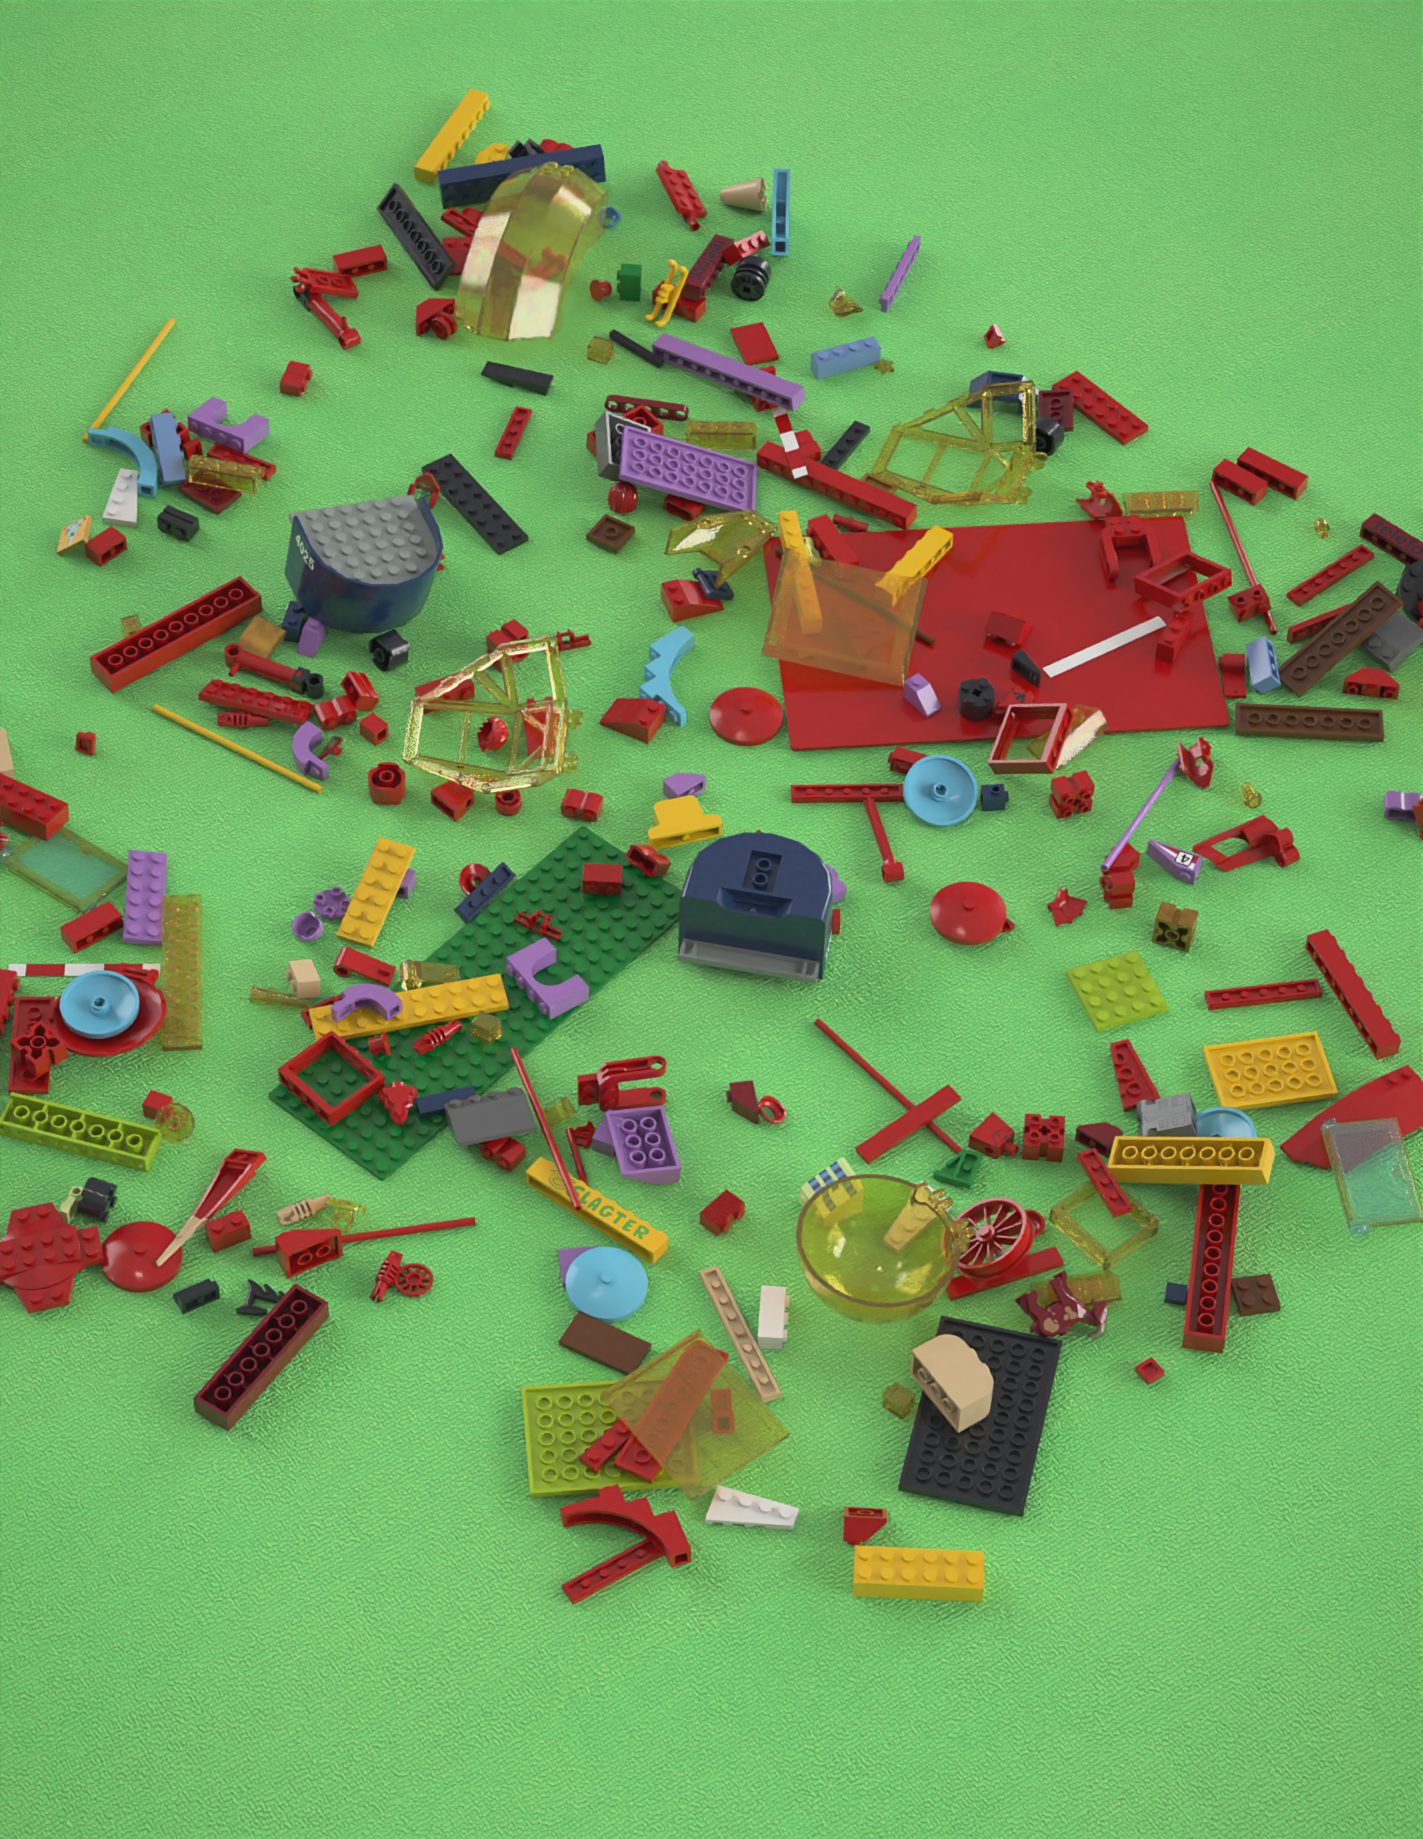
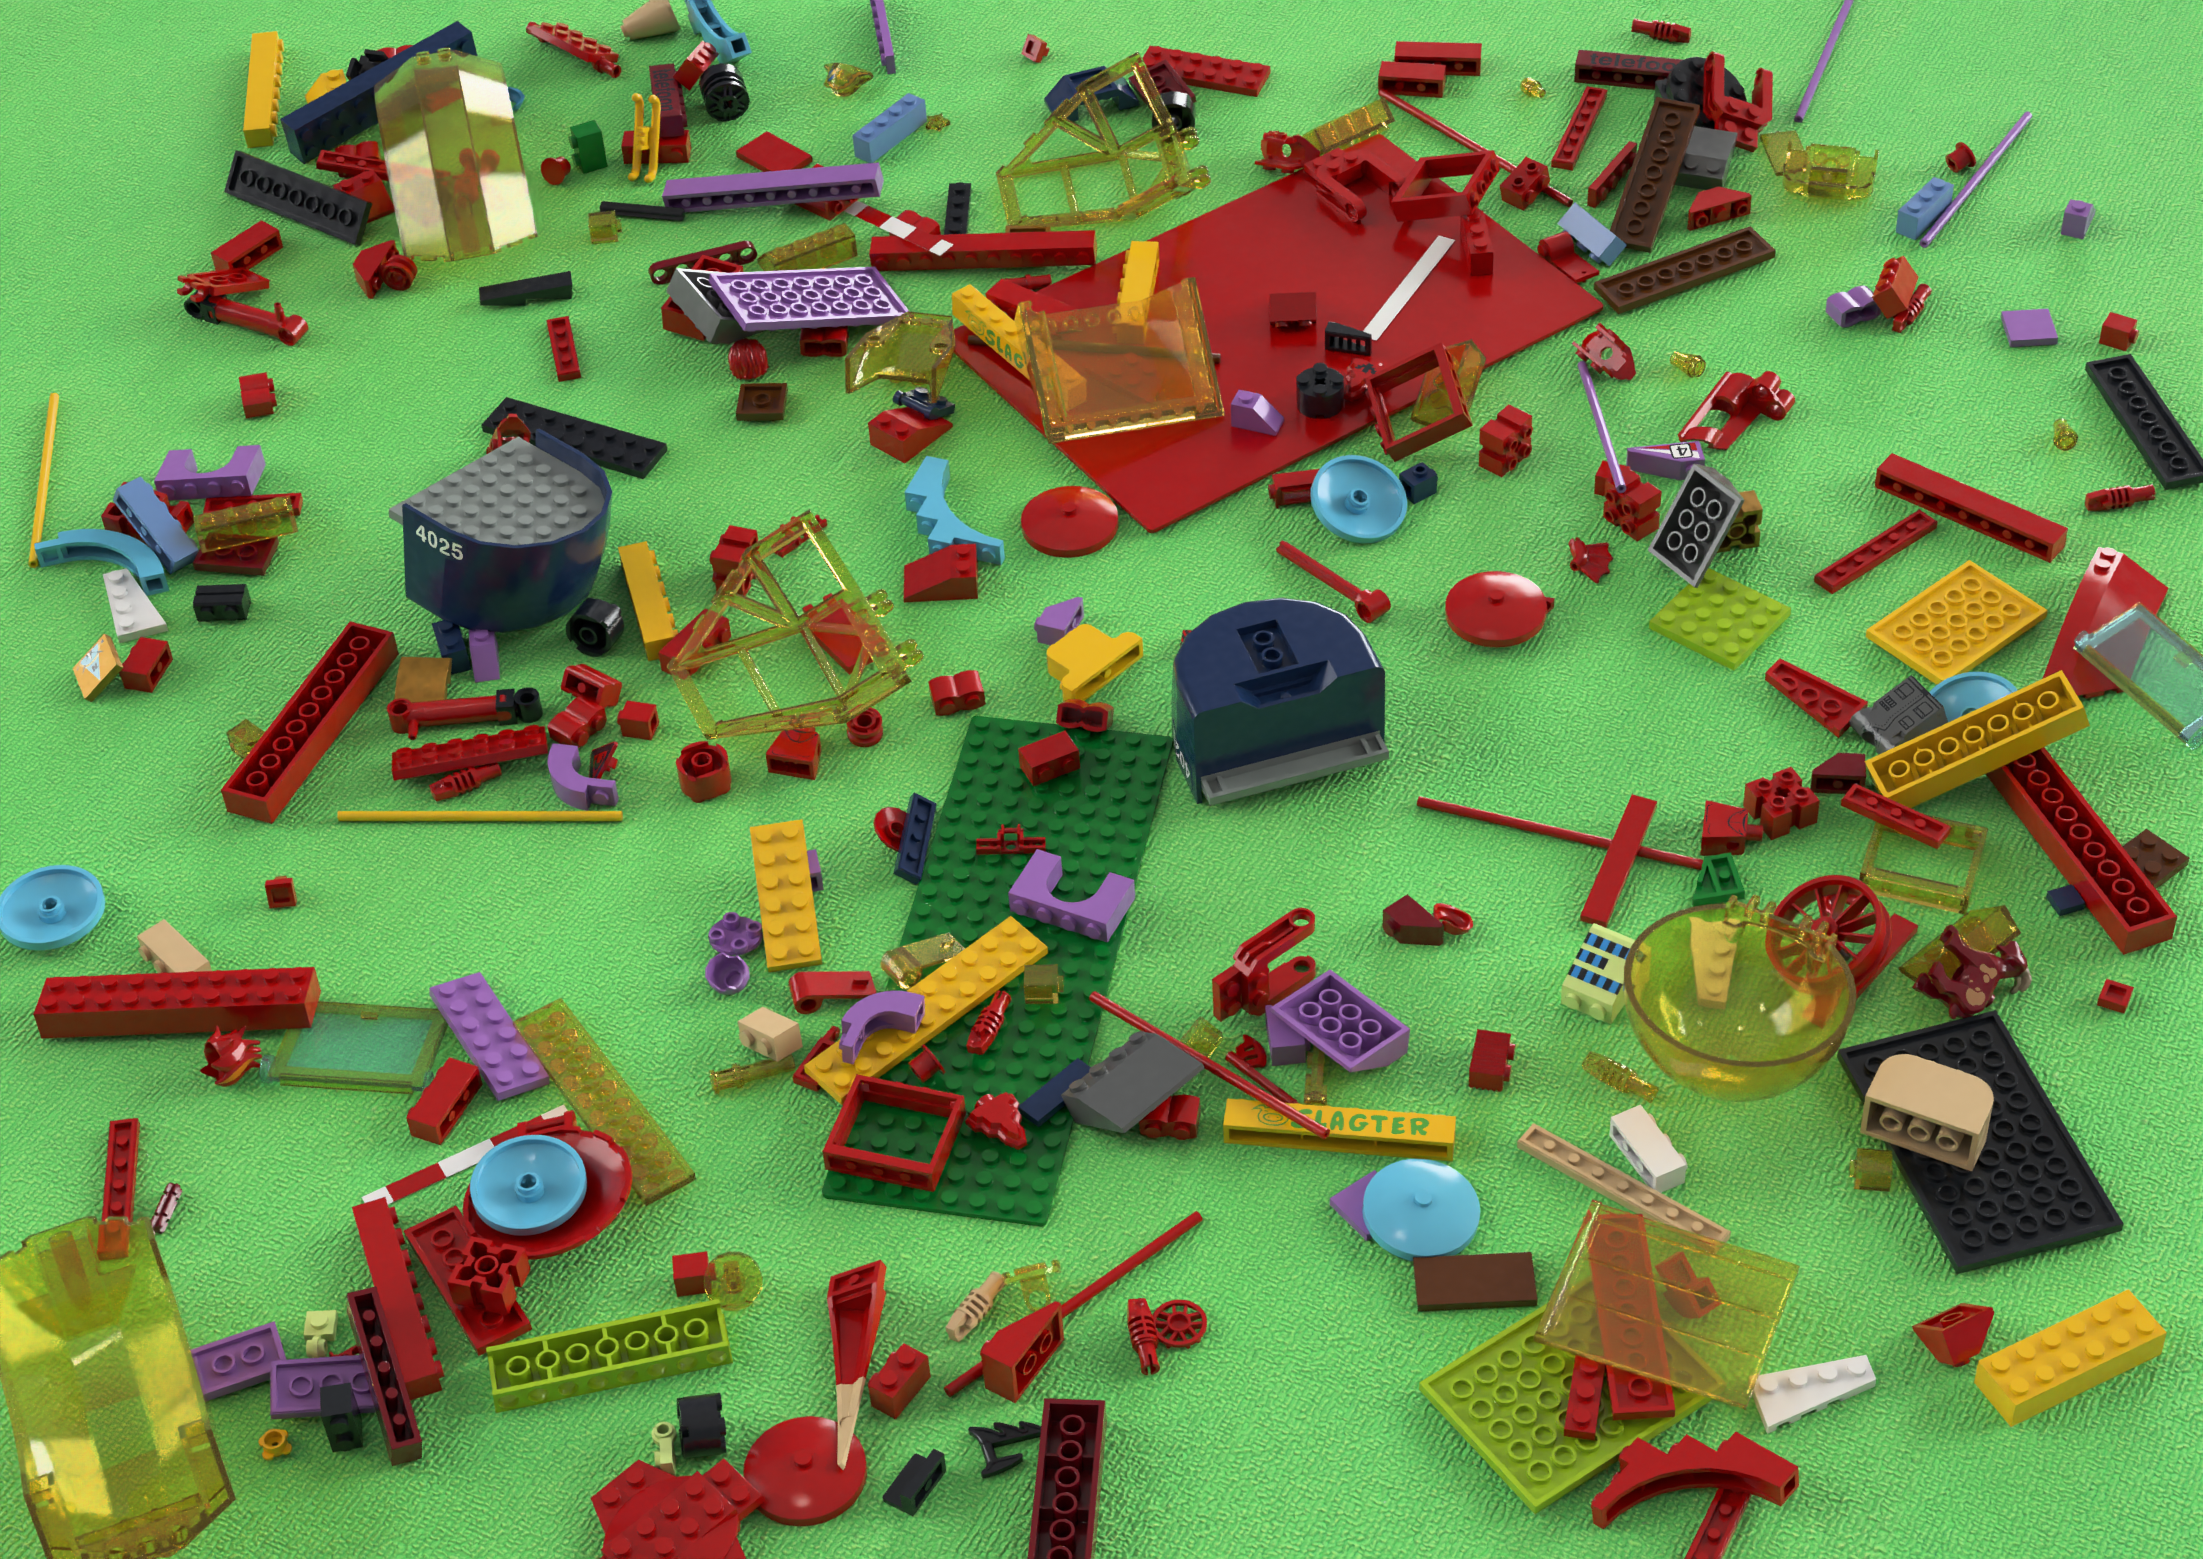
camera: 25 degrees left, 5 degrees down
(438, 643) = (647, 597): none -> yellow brick
(492, 734) = (790, 663): red hair -> none
(605, 1173) = (1315, 1091): none -> clear yellow plate
(790, 1261) = (1618, 1076): none -> clear yellow hinge
(846, 793) = (1248, 550): red tile -> none
(1137, 915) = (1697, 523): none -> dark grey slope

